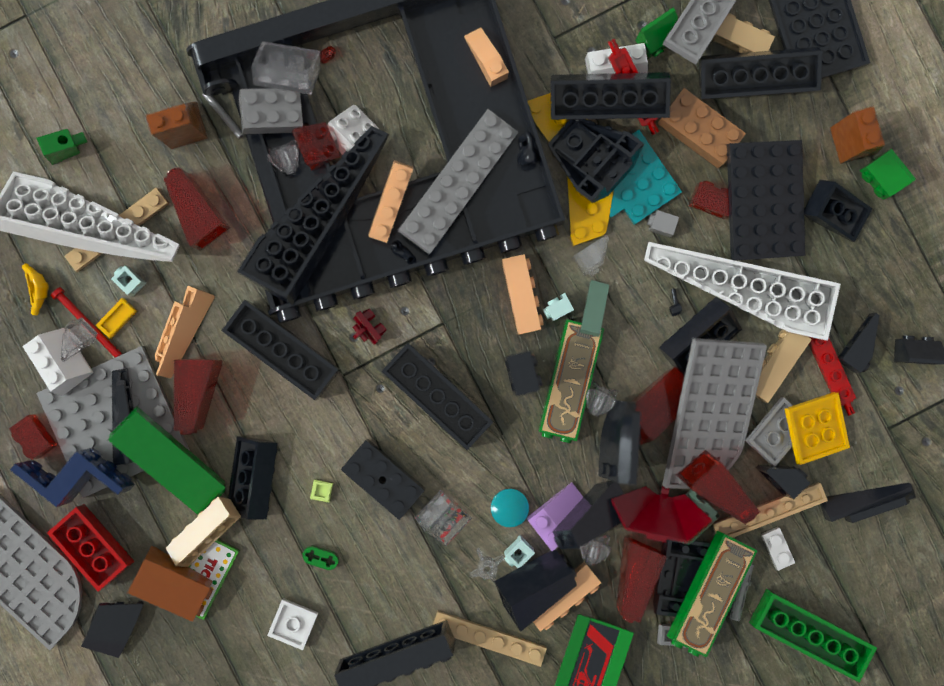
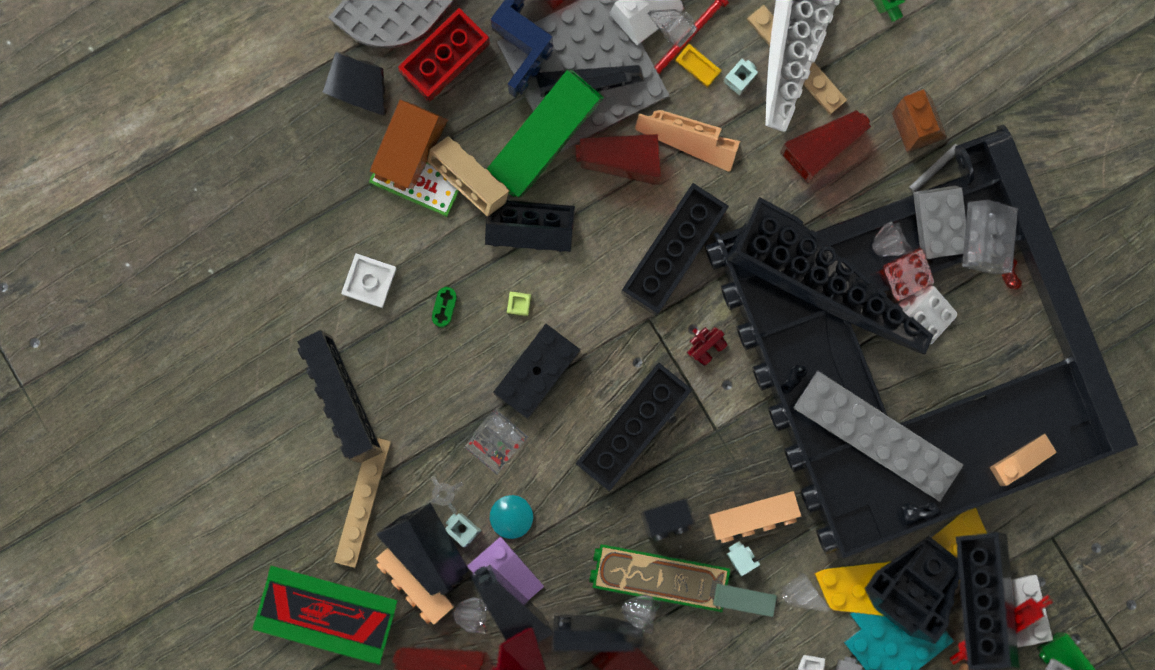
camera: 90 degrees right, 5 degrees down
(390, 201) = (850, 361): light nougat brick -> none

